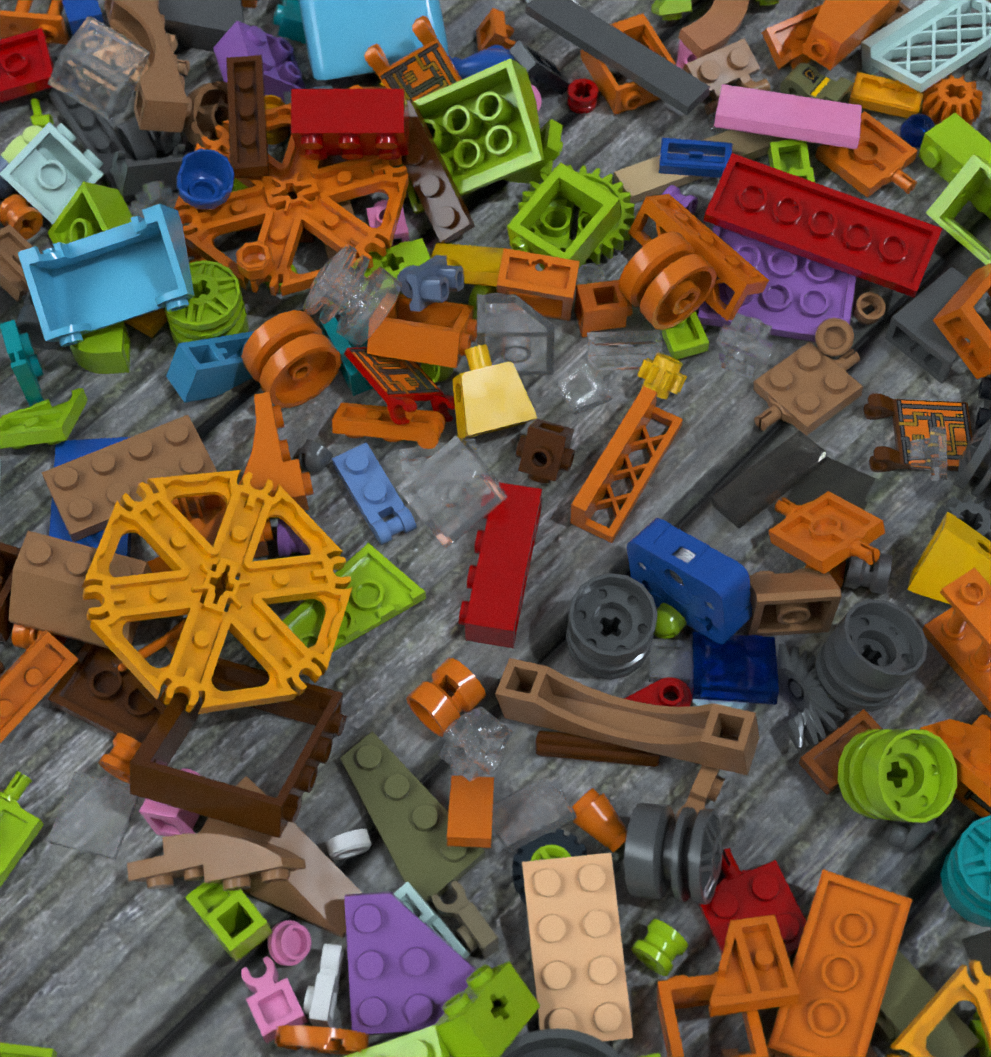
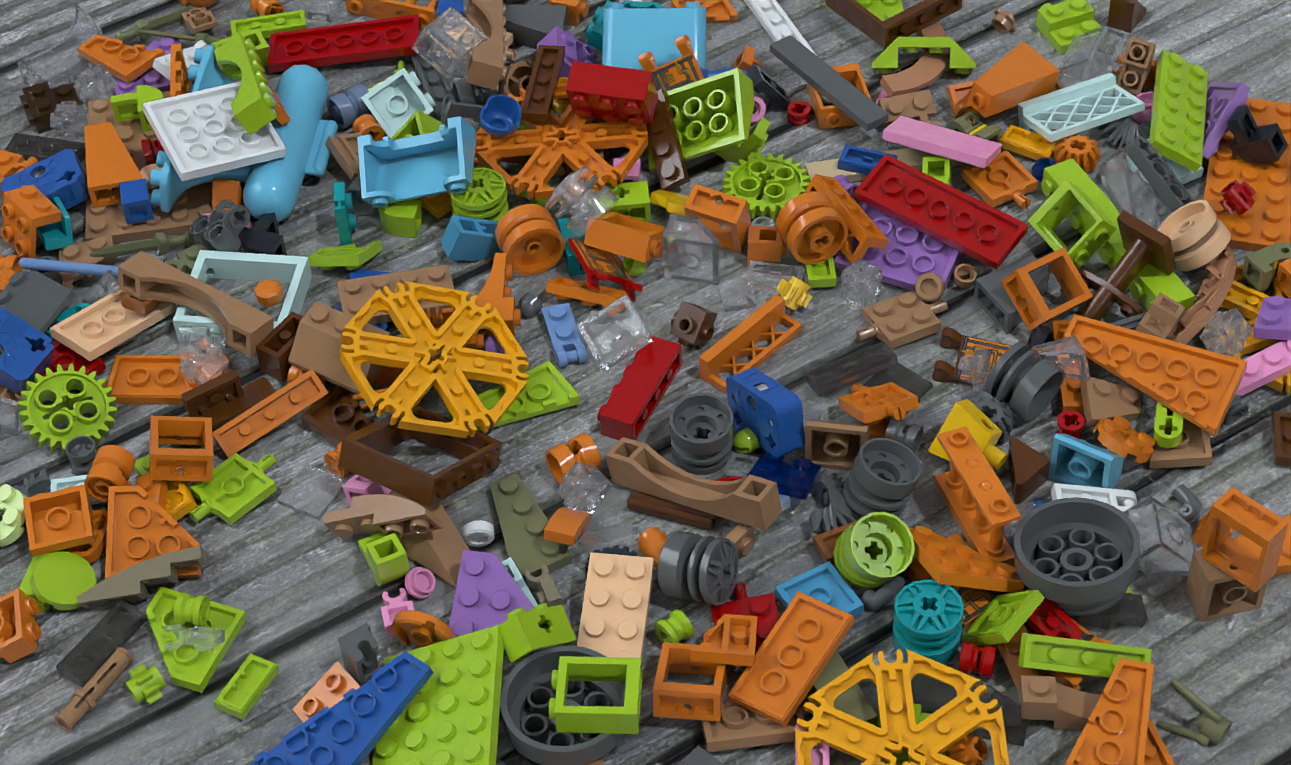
camera: 15 degrees right, 15 degrees down
(254, 260) = (520, 171): orange tile -> none
(322, 998) = (439, 604): white plate -> none
(430, 282) = (642, 205): sand blue hips -> none
(489, 396) = (662, 283): yellow torso -> none
(582, 193) = (757, 157): lime window -> none
(837, 842) = (824, 585): none -> dark azure plate

